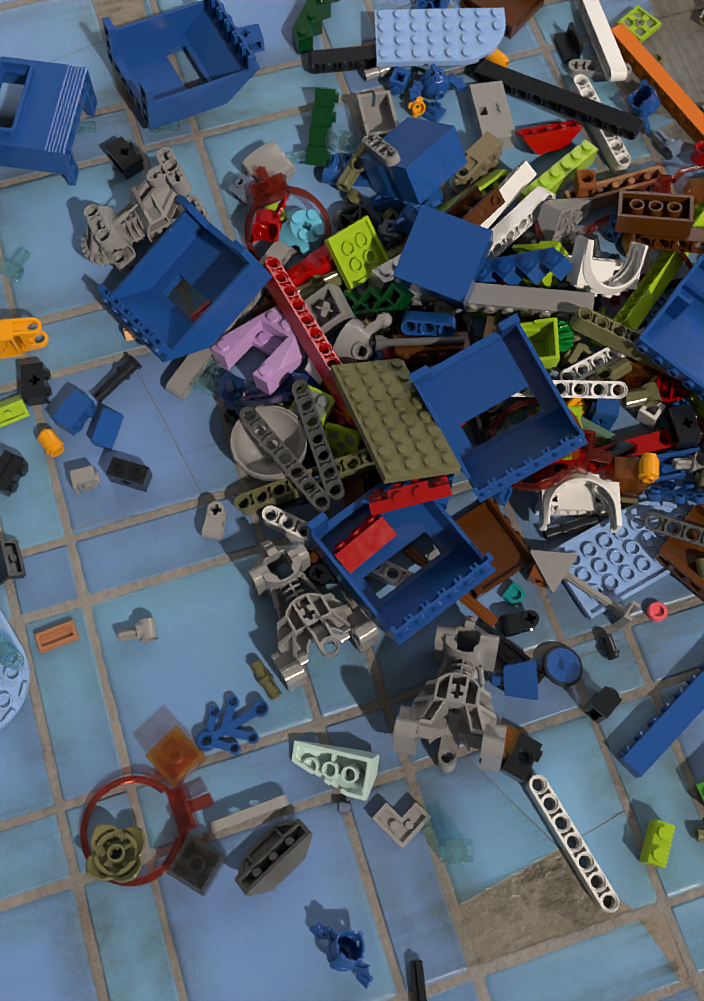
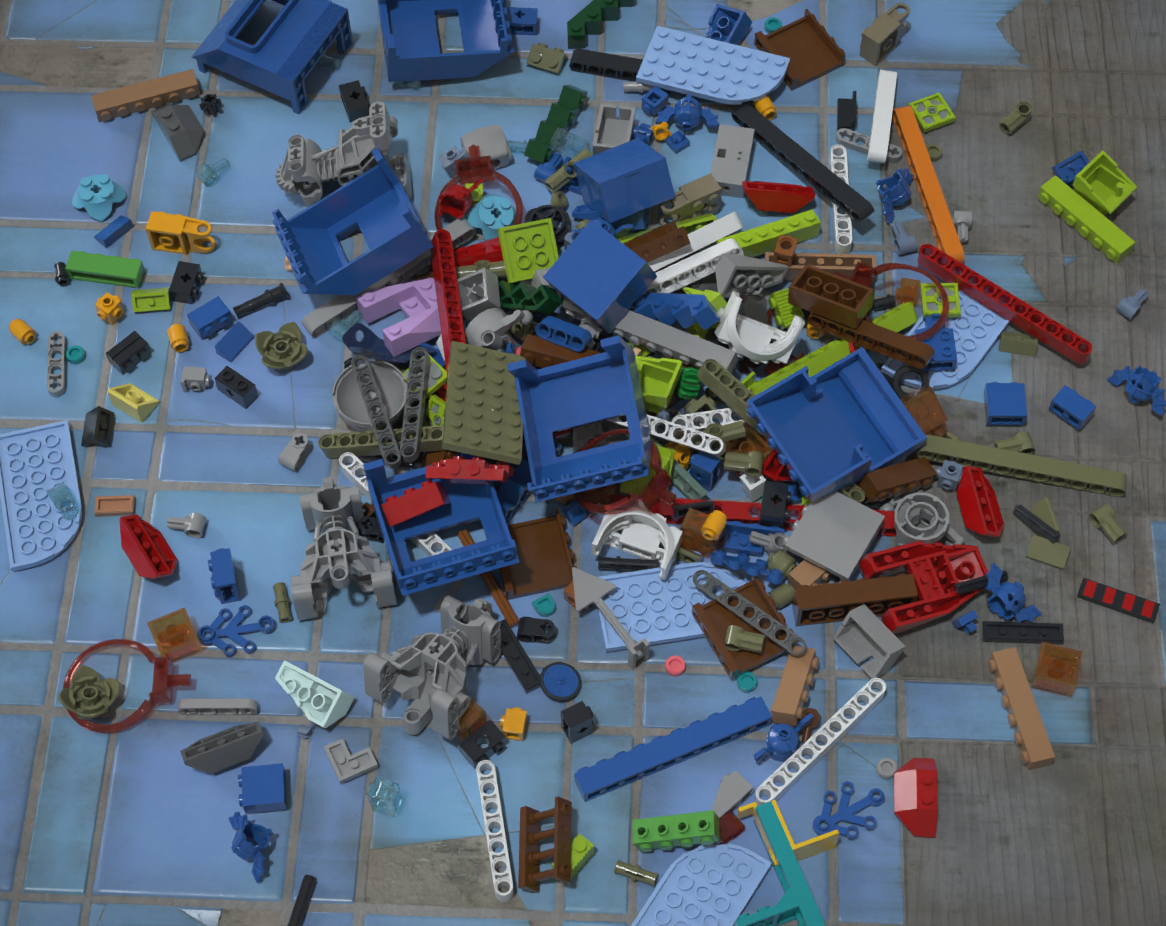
camera: 25 degrees right, 10 degrees down
(31, 521) = (132, 401): none -> light yellow slope
(110, 673) = (146, 548): none -> red wedge
(159, 408) = (283, 348): none -> olive brick
(197, 864) = (155, 729): clear smoke brick -> none
(198, 671) = (224, 576): none -> blue brick
(284, 68) = (545, 58): none -> olive bracket
(331, 887) = (263, 788): none -> blue brick
(381, 149) = (591, 161): light grey beam -> none
(382, 342) = (512, 336): dark grey piece -> none
(402, 112) = (643, 133): none -> blue gear
(519, 679) = (512, 676): blue torso -> none
(541, 725) = (514, 723): none -> light orange brick
(608, 239) = (783, 310): none -> lime brick
(609, 647) = (612, 685): black pin -> none
(616, 858) = (530, 840): none -> reddish brown fence

